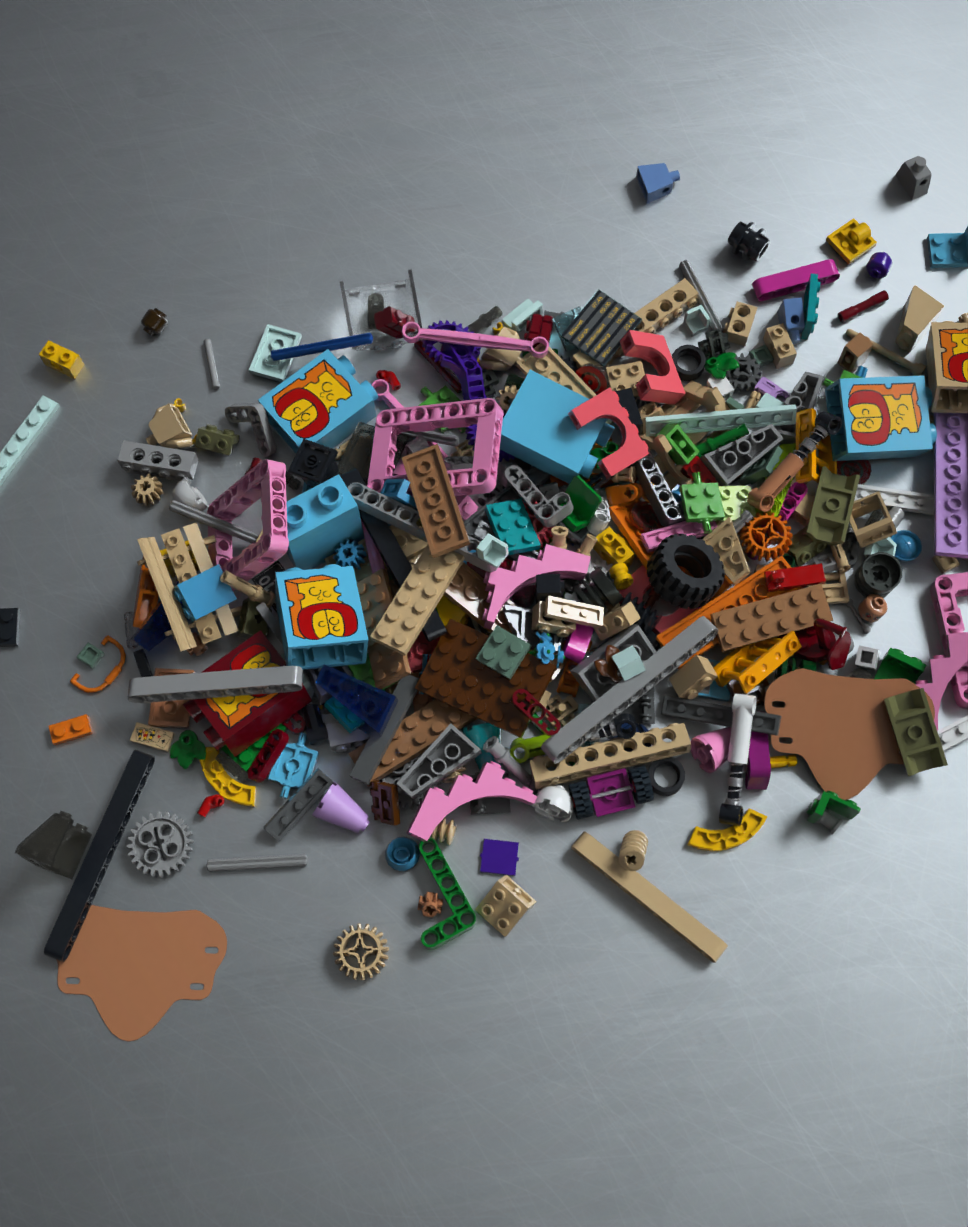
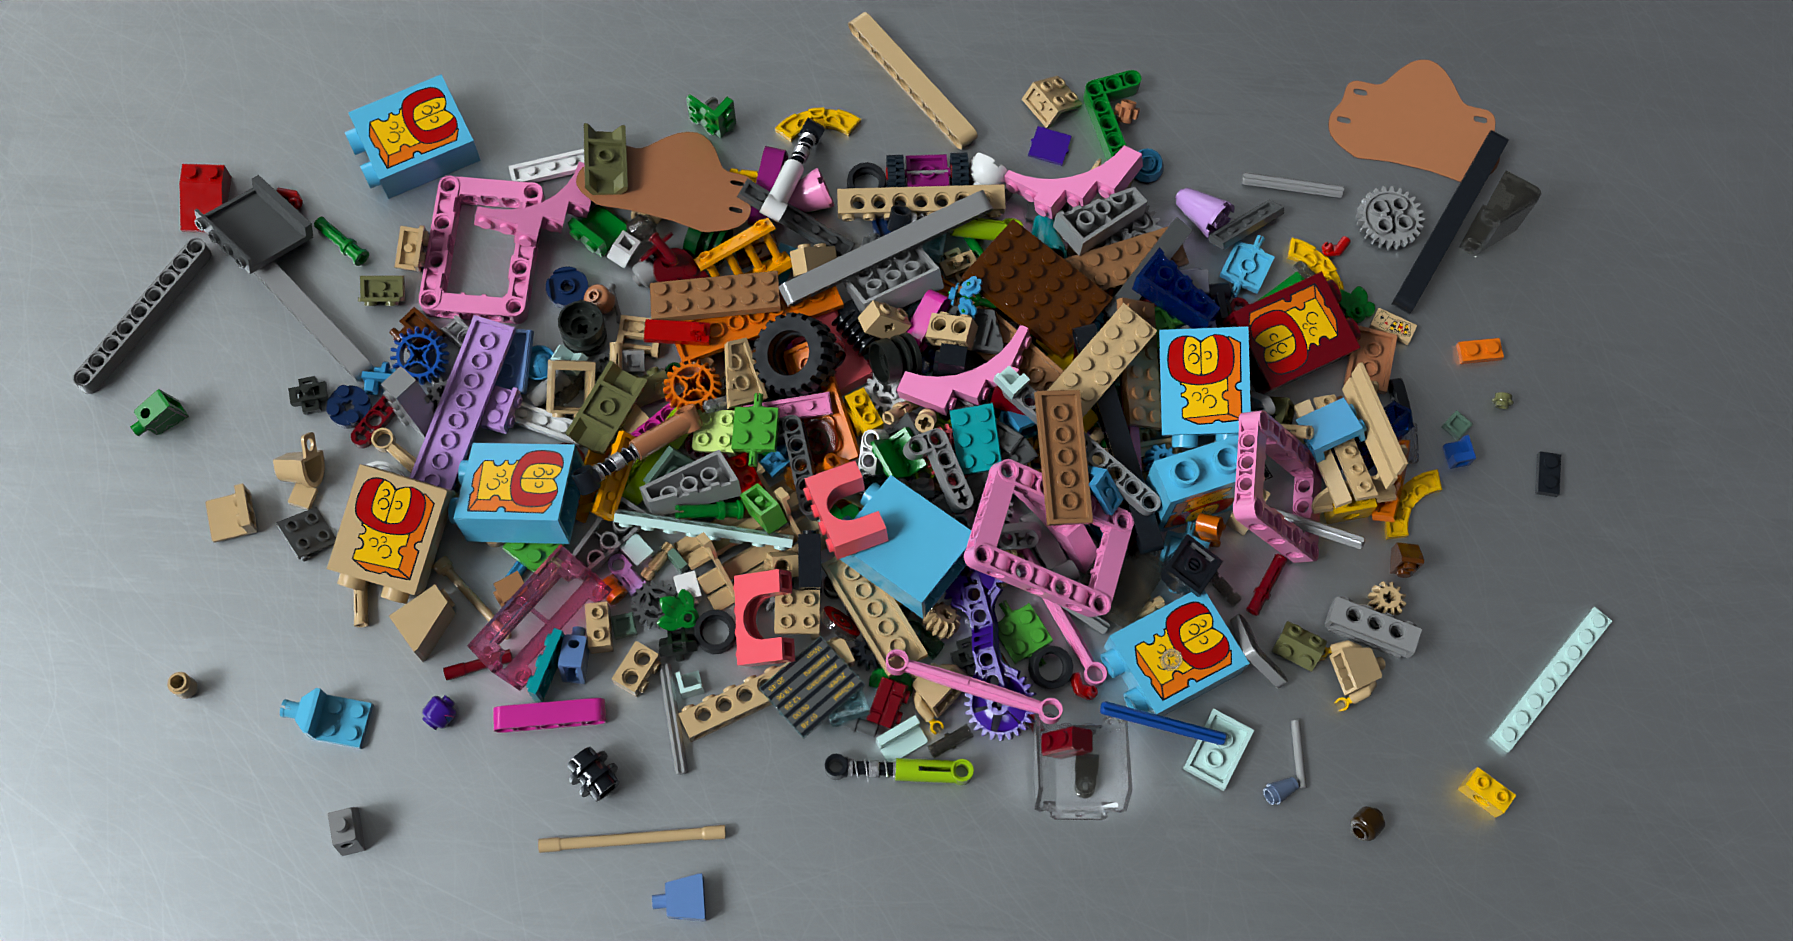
camera: 175 degrees left, 0 degrees up
(49, 684) = (1502, 400): none -> olive plate
(88, 627) = (1459, 453): none -> blue panel
(112, 675) = (1433, 399): orange piece -> none
(127, 589) = (1412, 492): none -> yellow tile
(131, 521) = (1405, 559): none -> reddish brown slope
(189, 495) = (1337, 574): white cylinder -> none
(215, 684) = (1326, 330): light grey beam -> none
(223, 333) = (1278, 791): none -> sand blue cone
(272, 741) = (1265, 278): dark red beam -> none
(323, 392) = (1164, 659): none -> clear bush
(352, 951) = (1189, 90): tan gear -> none
(385, 802) = (1158, 204): reddish brown plate -> none
(422, 393) = (1067, 670): none -> black tyre
(502, 755) = (1031, 219): light grey pin -> none
(503, 652) = (1015, 297): sand green plate -> none
(518, 292) = (902, 769): none -> piece
(551, 718) = (995, 240): dark red beam -> none
(574, 611) = (930, 324): plate -> none
(607, 666) = (898, 269): reddish brown plate -> none
(621, 577) = (864, 374): yellow wheel -> none
(629, 663) = (884, 263): light aqua panel -> none
(633, 850) = (919, 114): tan piece -> none
(707, 213) = (558, 844): none -> tan piece
(777, 375) = (618, 592): none -> orange wheel
(828, 356) = (487, 642): none -> clear pink windscreen
(852, 240) = (460, 757): yellow plate -> none
(899, 627) = (557, 281): none -> dark blue plate
(920, 494) = (501, 409): none -> lavender bracket
(922, 536) = (517, 362): none -> medium blue tile

